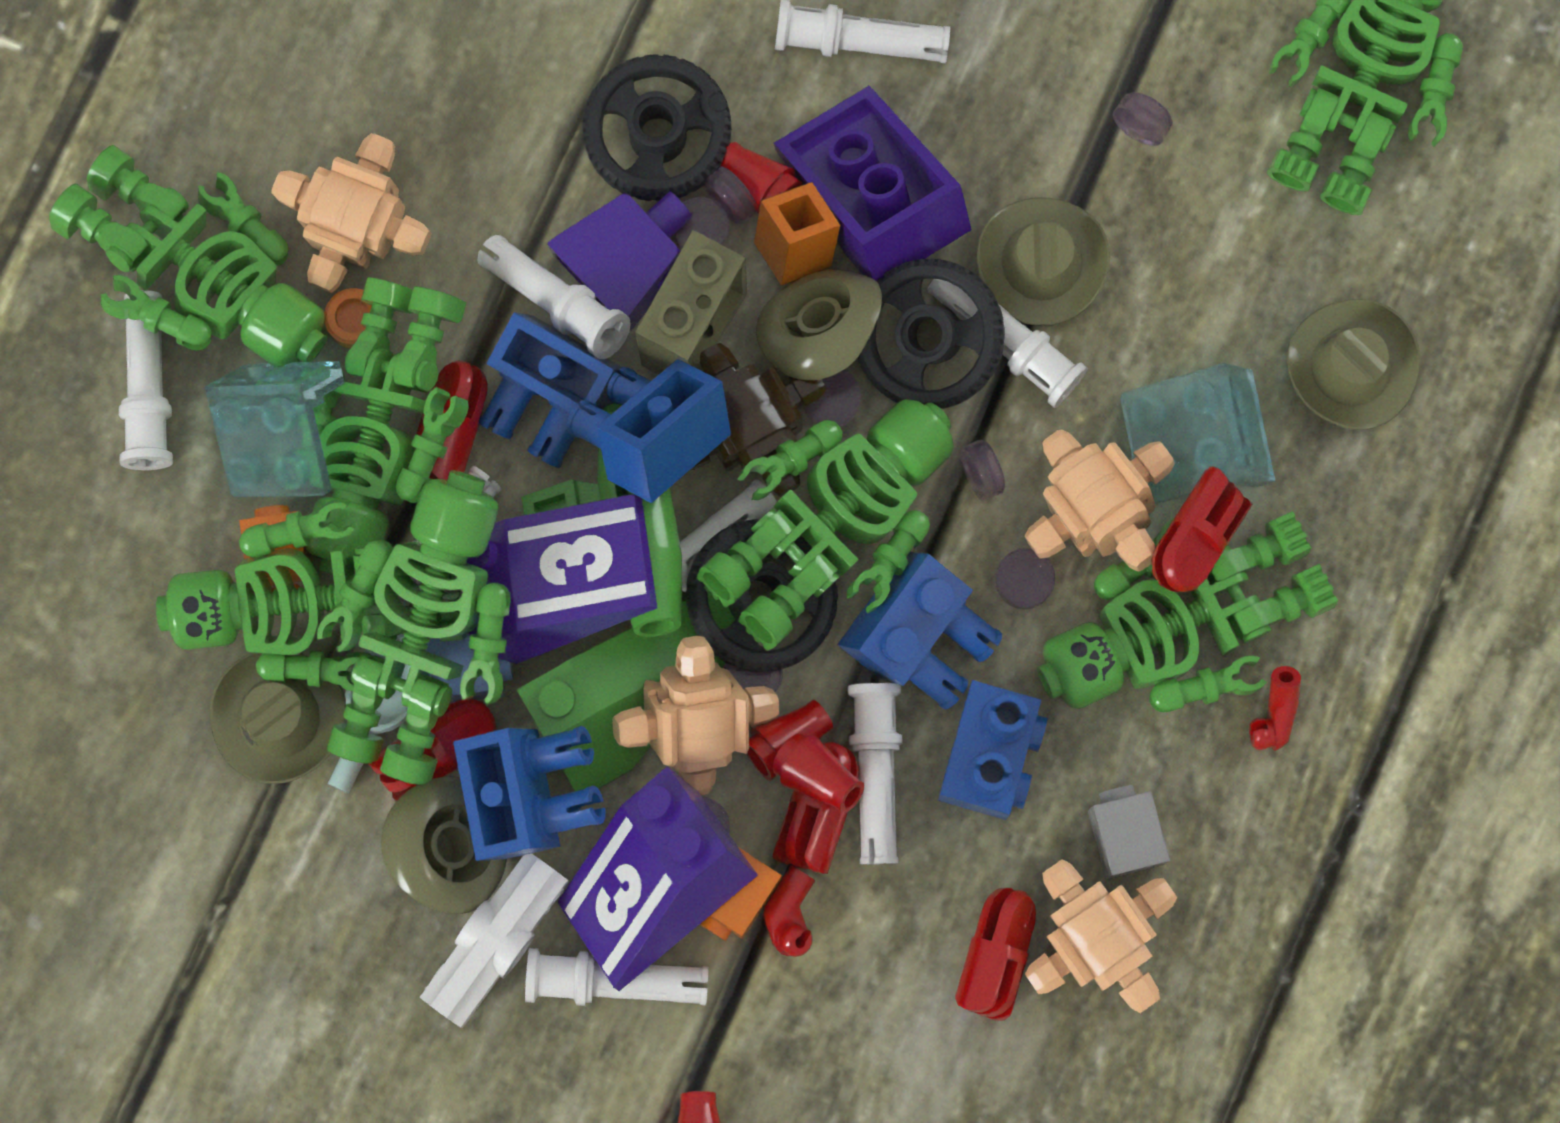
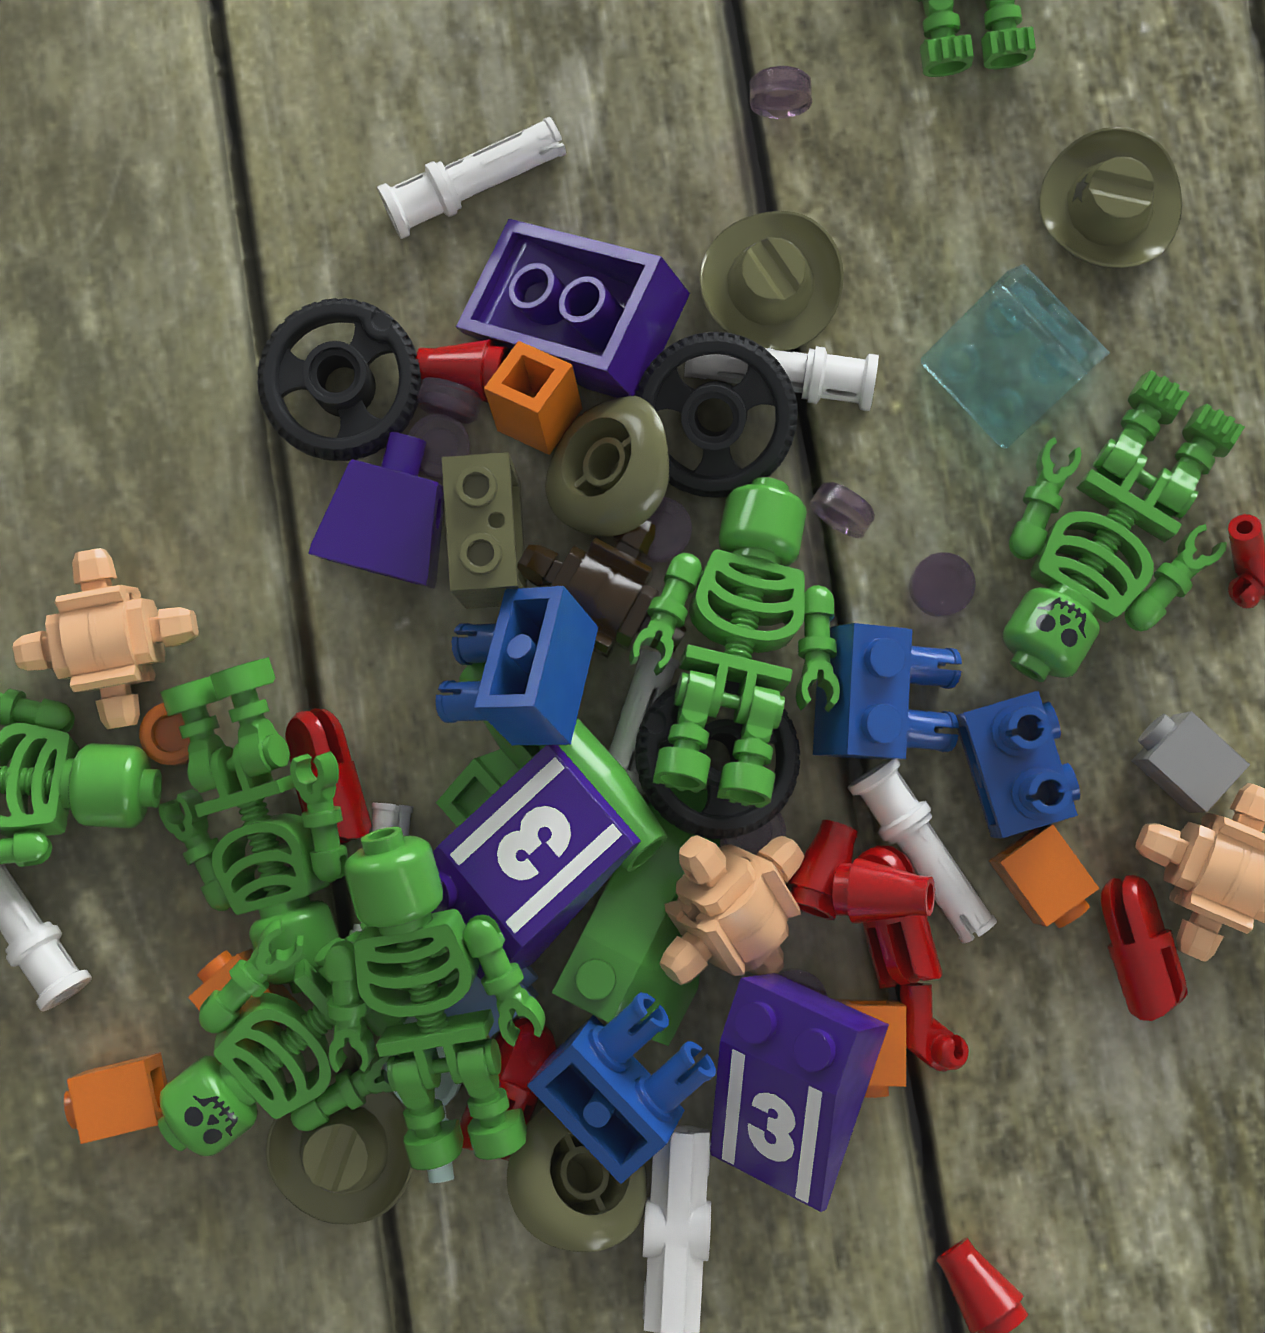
camera: 25 degrees left, 5 degrees up
(133, 564) = (115, 1098): none -> orange brick
(270, 427) = (159, 891): clear light blue bracket -> none
(548, 364) = (385, 665): blue brick -> none
(570, 308) = (369, 599): white pin -> none
(583, 978) = (780, 1215): white pin -> none
(957, 851) = (1045, 877): none -> orange brick
(1099, 499) = (970, 470): light nougat piece -> none
(1199, 532) = (1086, 443): red arm -> none

